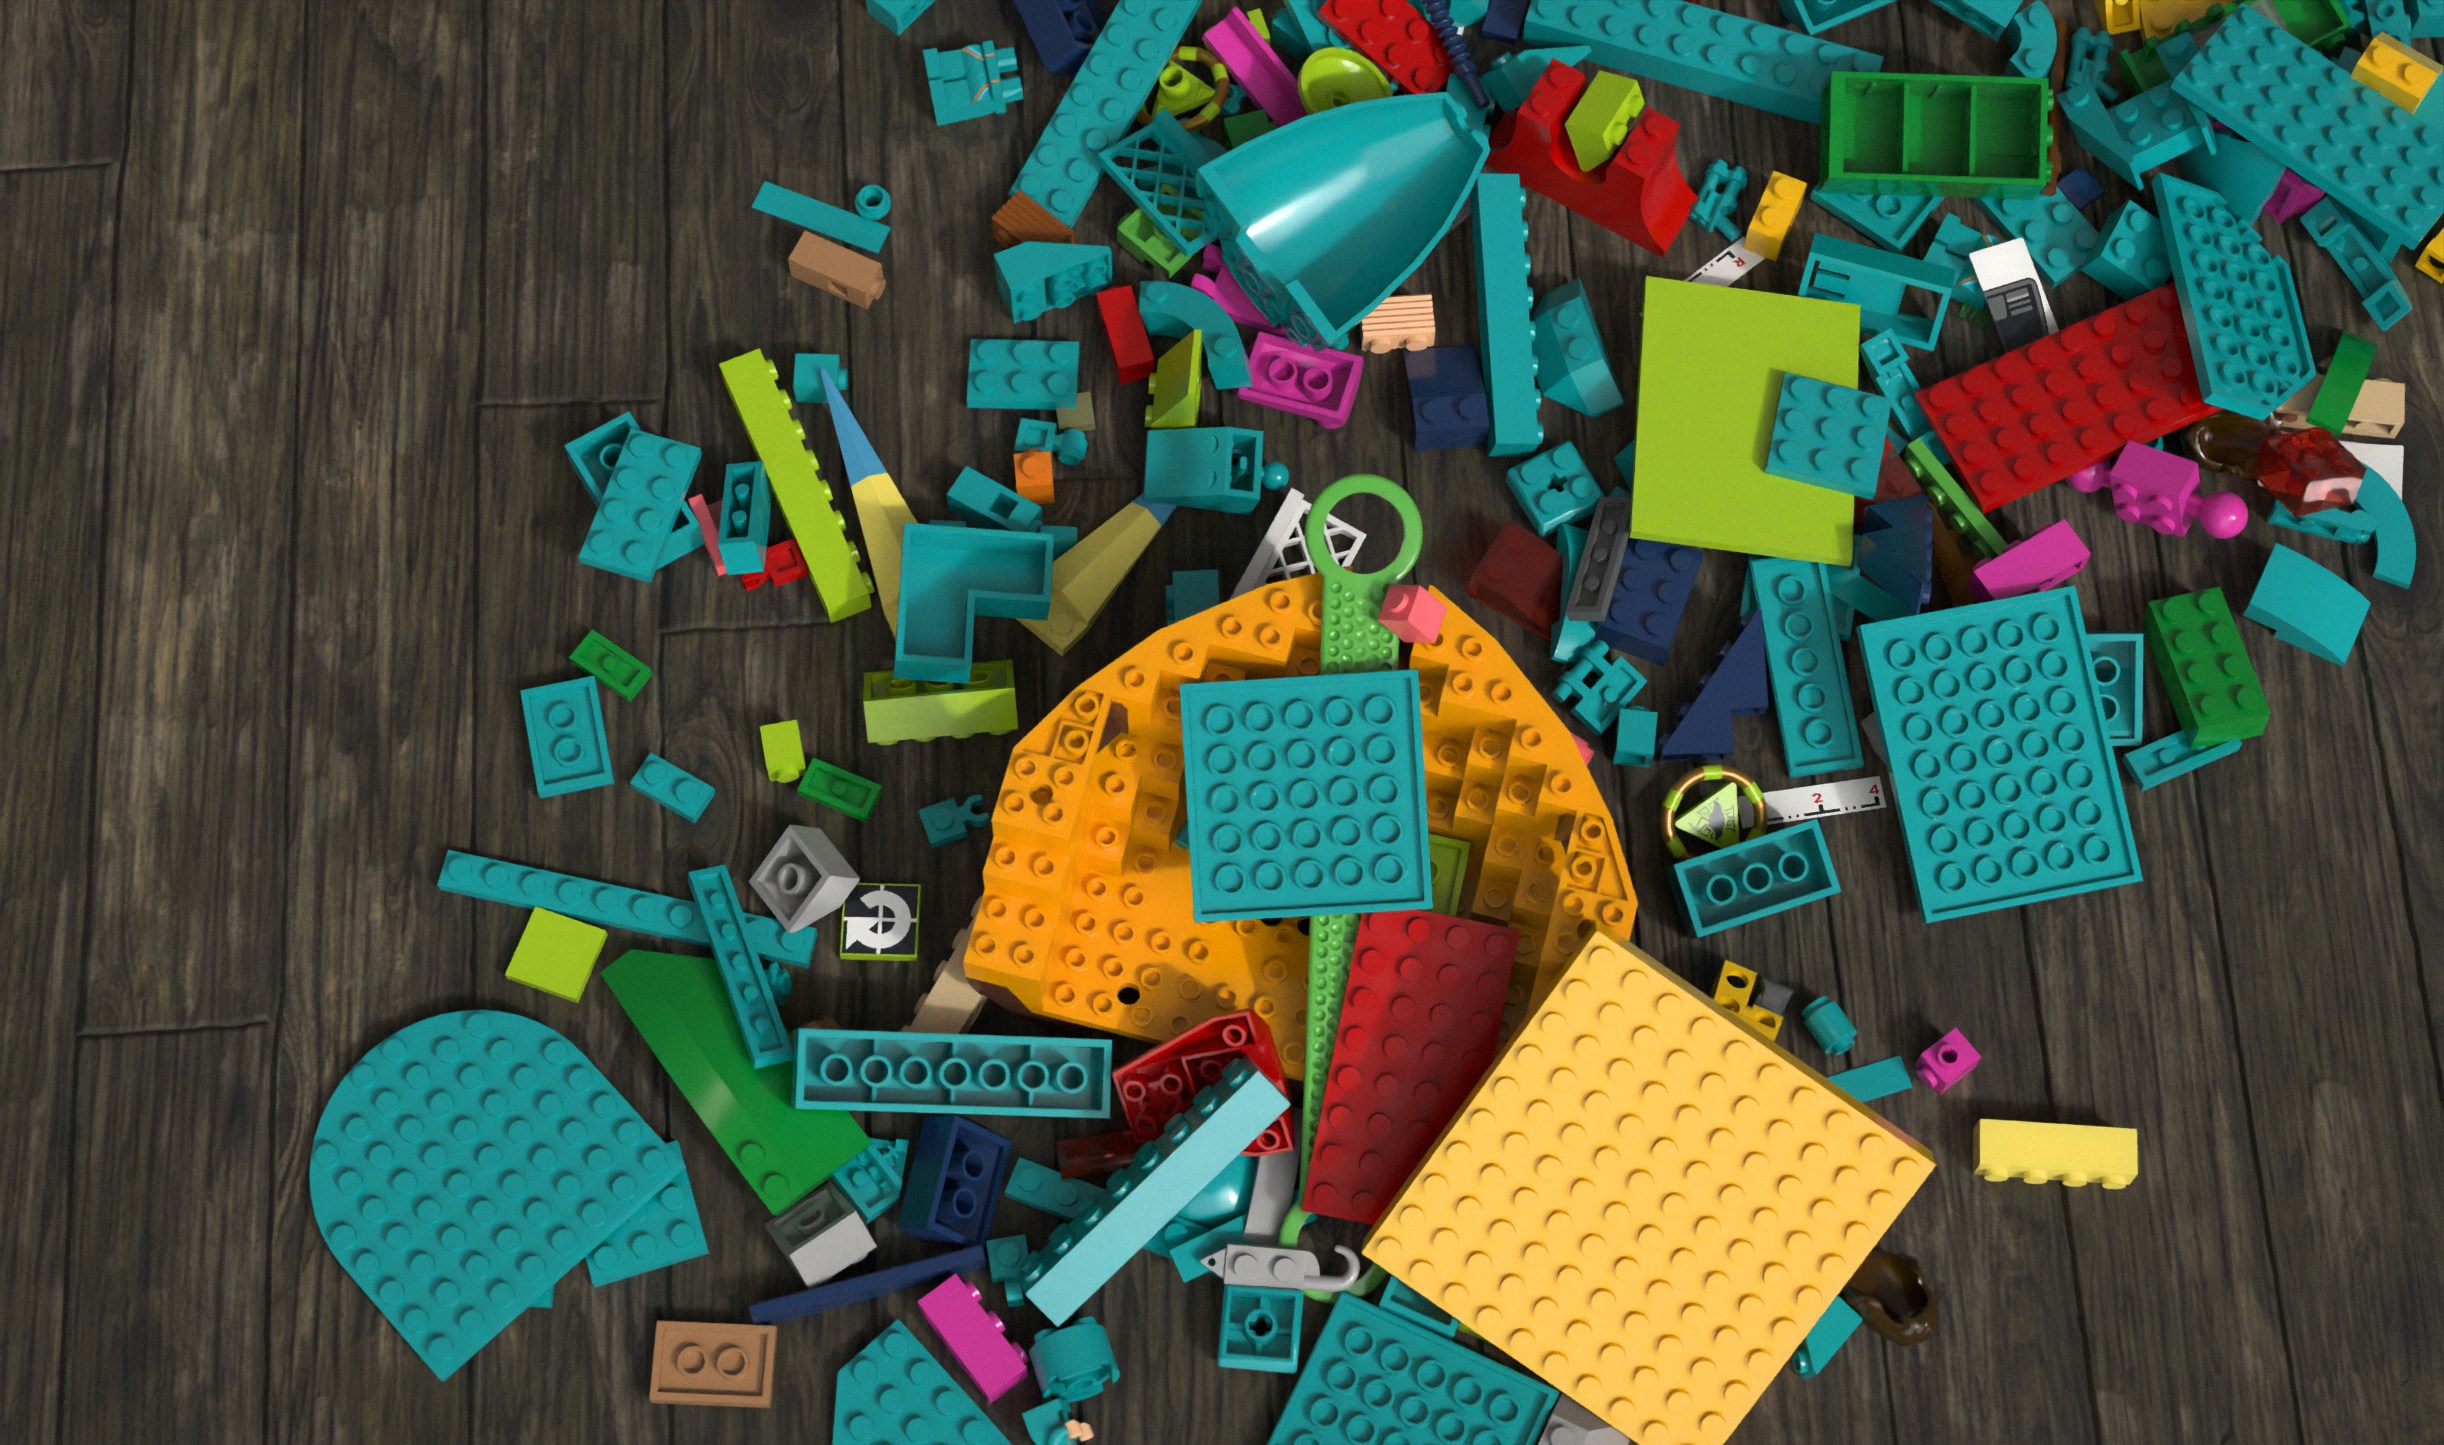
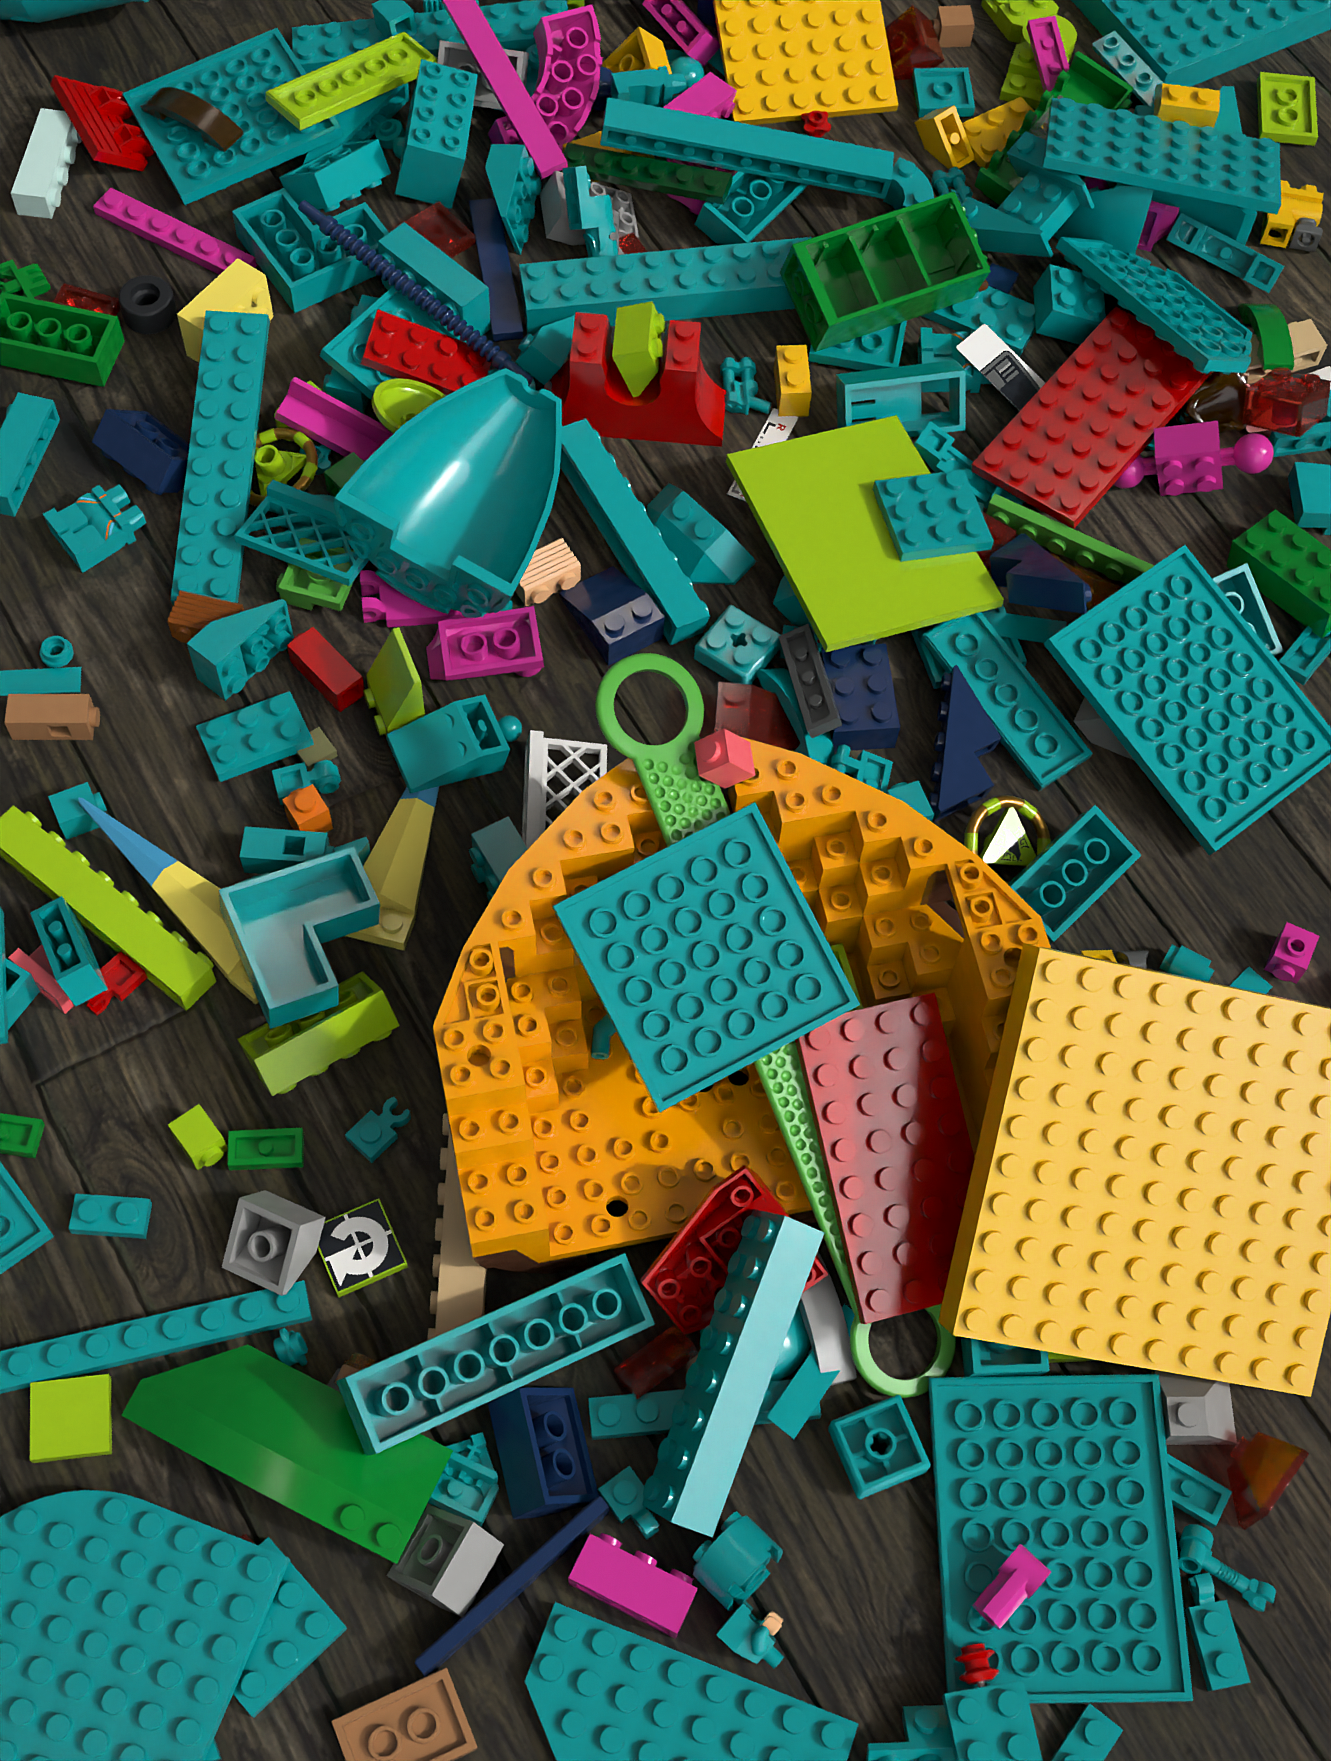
camera: 30 degrees left, 5 degrees down
(740, 967) = (255, 1348): teal plate -> none
(1178, 310) = (364, 631): teal brick -> none
(1279, 1267) = (866, 1384): light grey plate -> none
(1817, 801) = (1074, 796): white sticker -> none
(1963, 311) = (967, 394): green piece -> none
(2030, 566) = (1136, 549): dark pink brick -> none

